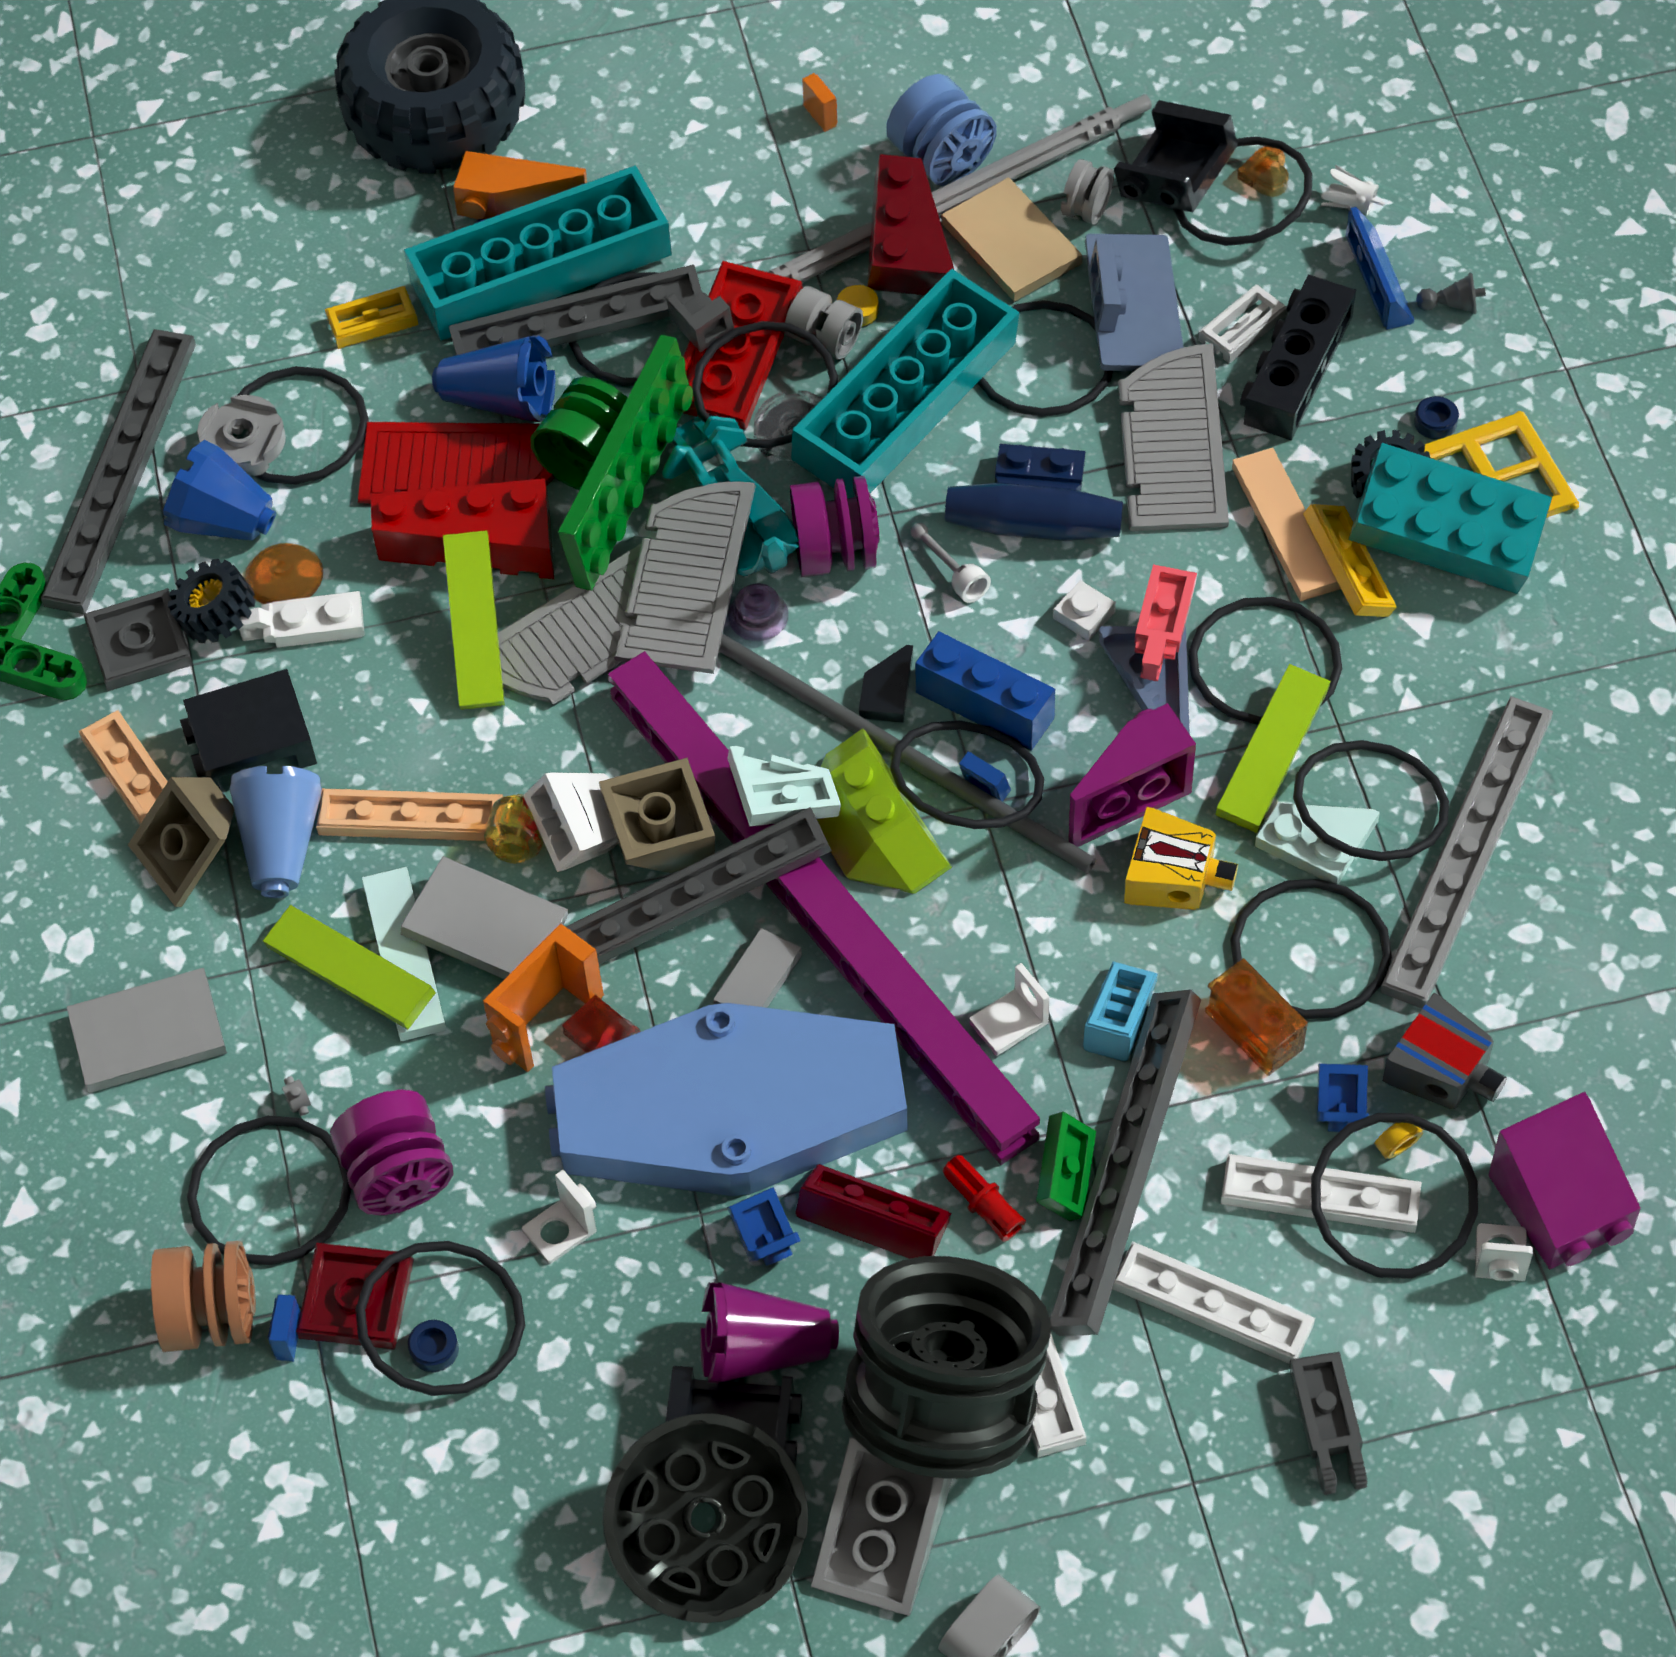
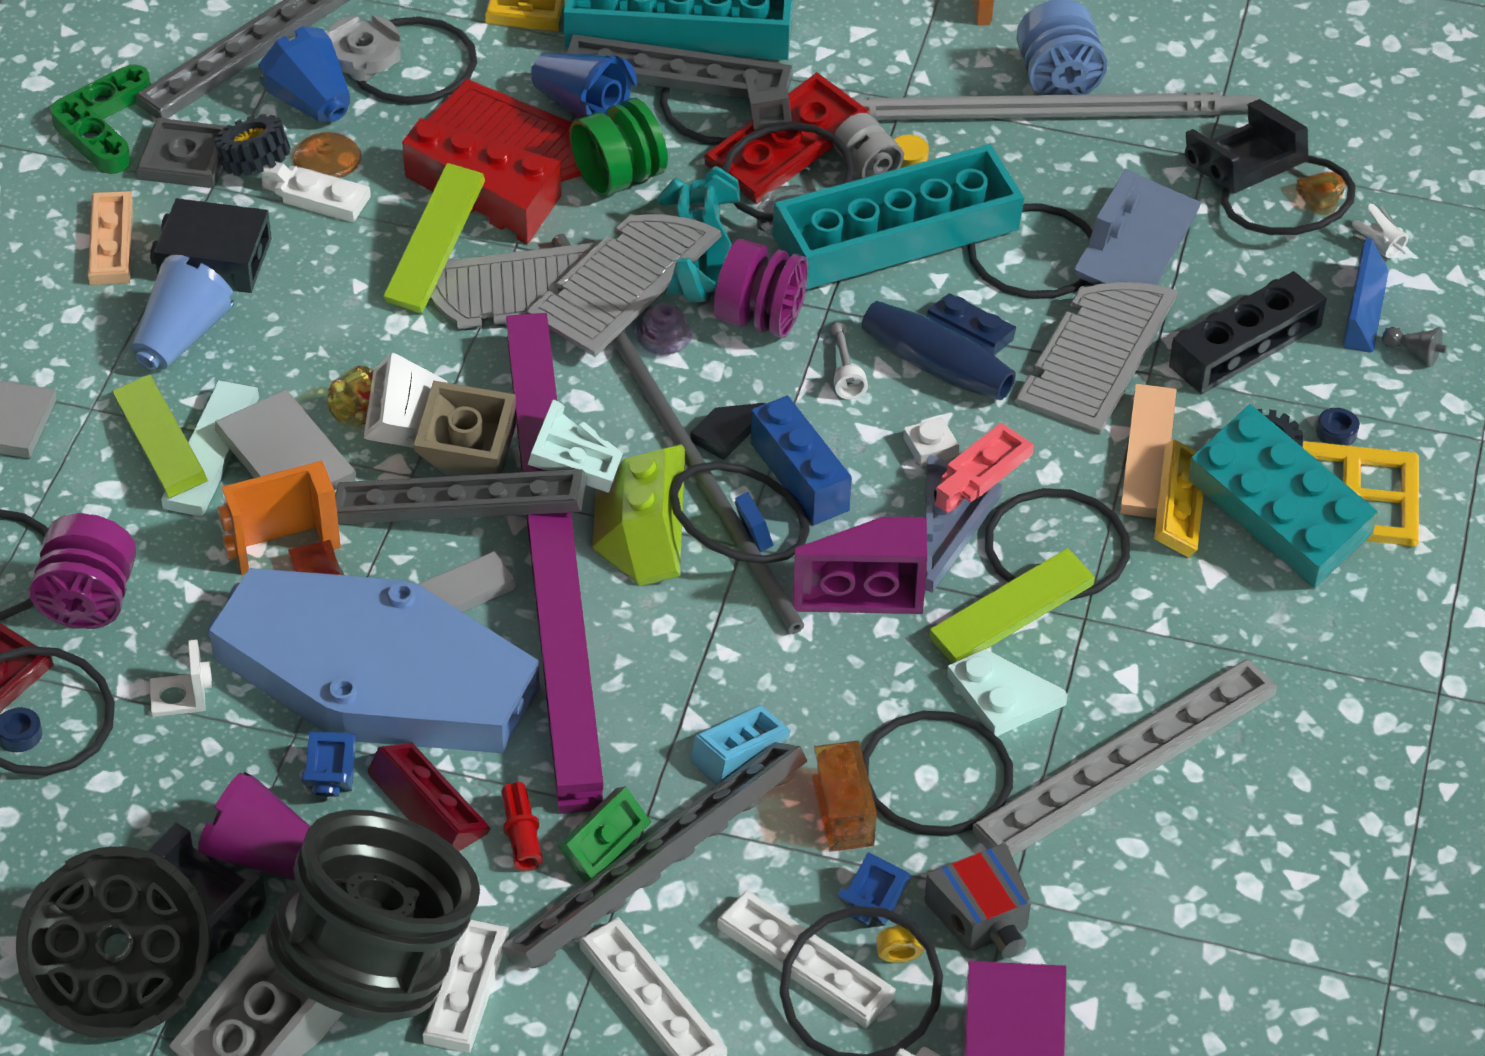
camera: 25 degrees right, 10 degrees down
(182, 834) = (110, 290): dark tan slope -> none
(296, 1096) = (53, 506): light grey piece -> none
(404, 814) = (280, 351): light nougat tile -> none
(625, 463) = (626, 172): green plate -> none
(906, 232) = (976, 103): dark red wedge -> none
(1011, 239) = (1070, 155): tan tile -> none
(1014, 1014) = (644, 706): white bracket -> none
(1087, 191) = (1154, 142): light grey wheel -> none
(1174, 864) = (861, 653): yellow torso -> none
(1248, 327) = (1221, 293): white tile -> none
(1359, 852) = (1052, 728): black piece -> none

